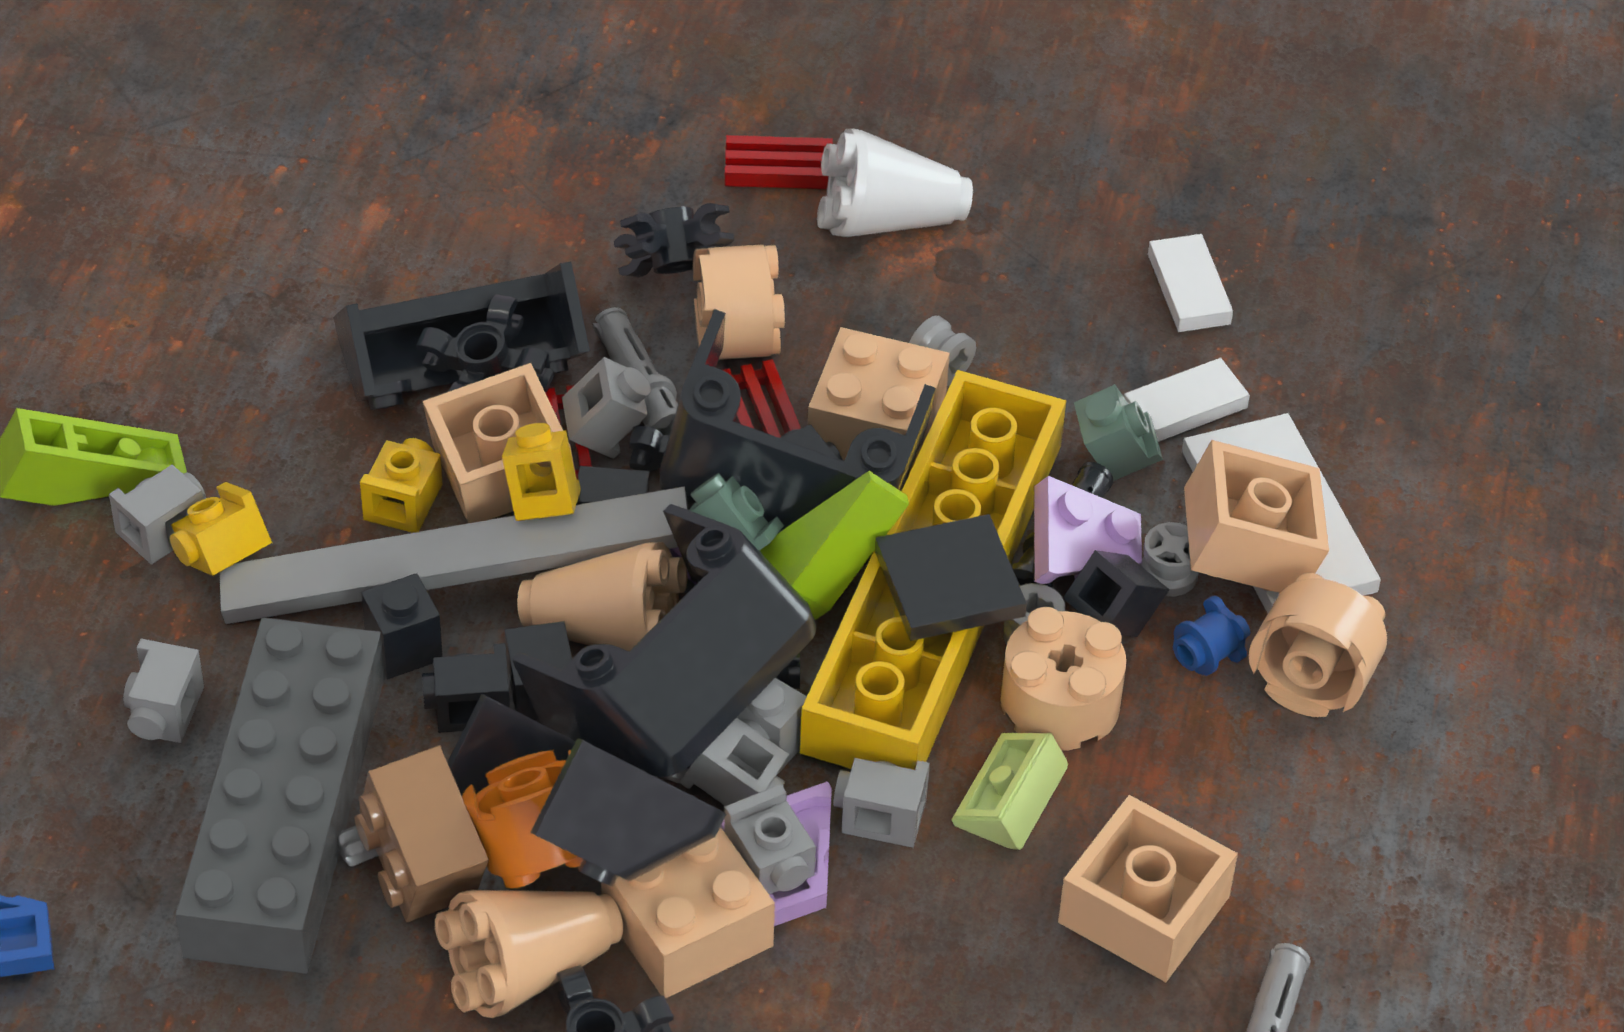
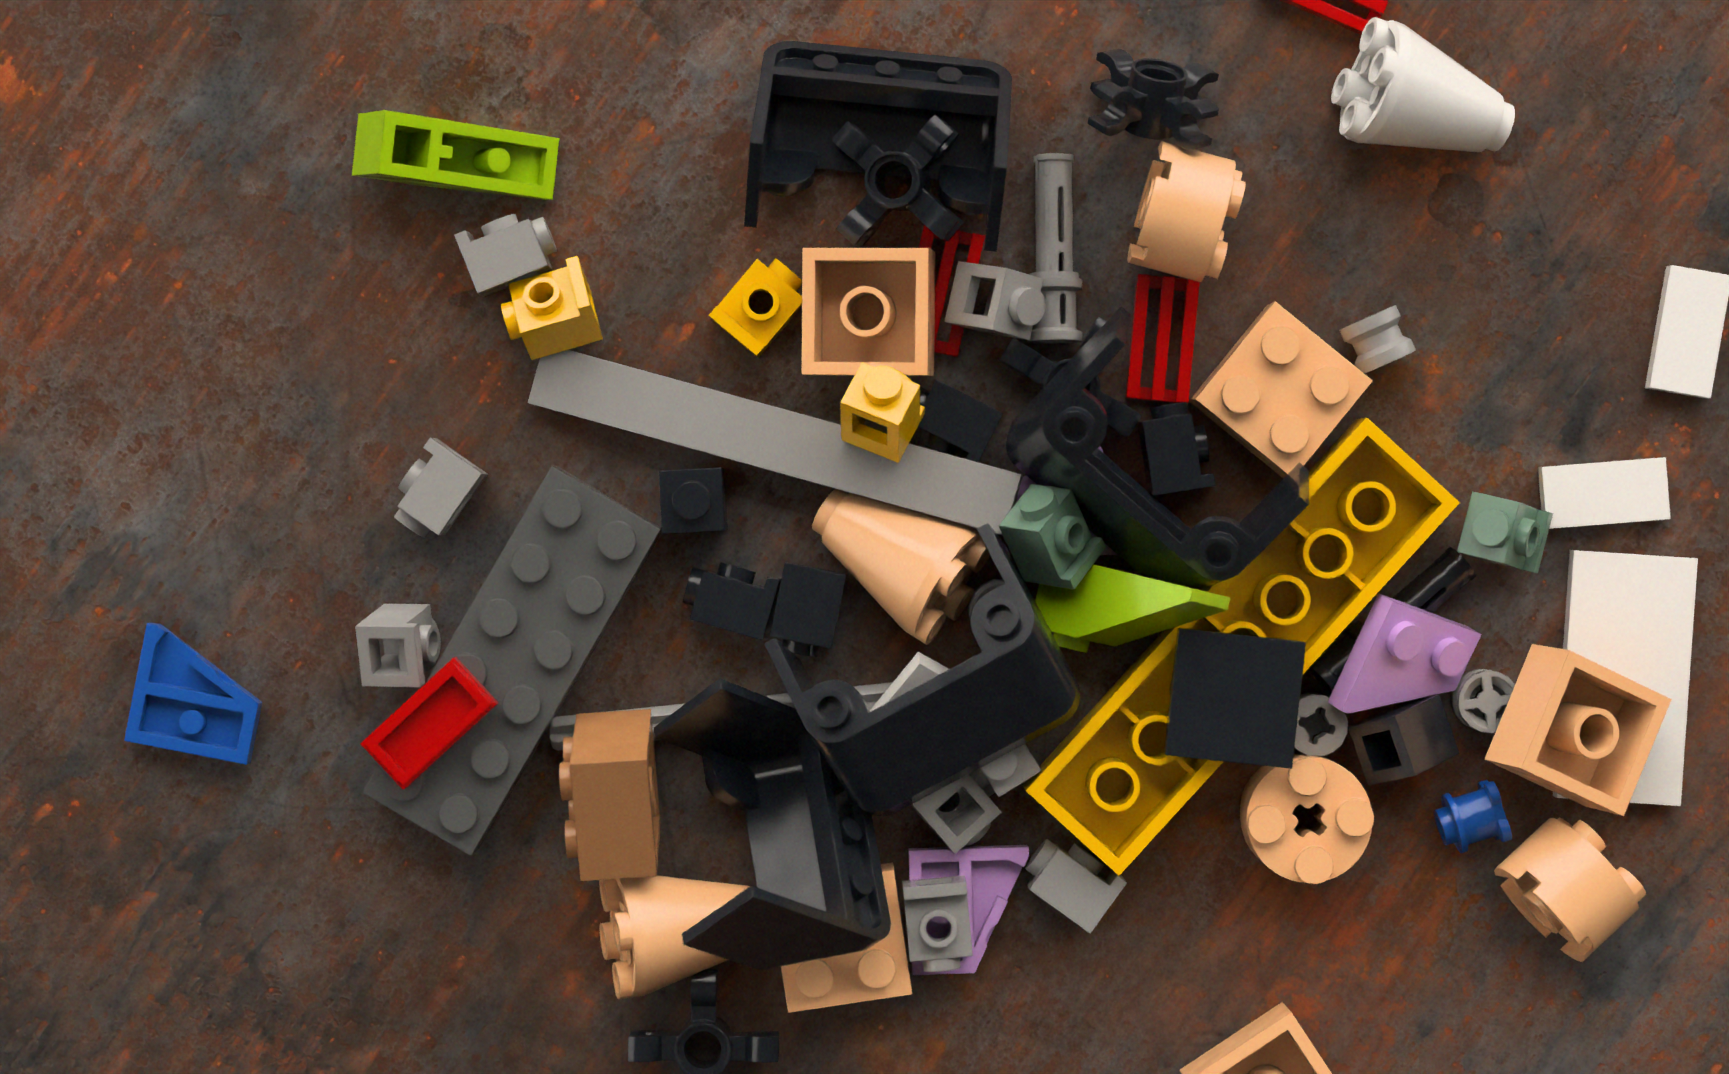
camera: 25 degrees right, 40 degrees up
(167, 804) = (409, 644): none -> light grey brick
(221, 824) = (429, 723): none -> red tile
(506, 814) = (720, 831): orange brick -> none
(1012, 788) = (1204, 901): yellowish green slope -> none

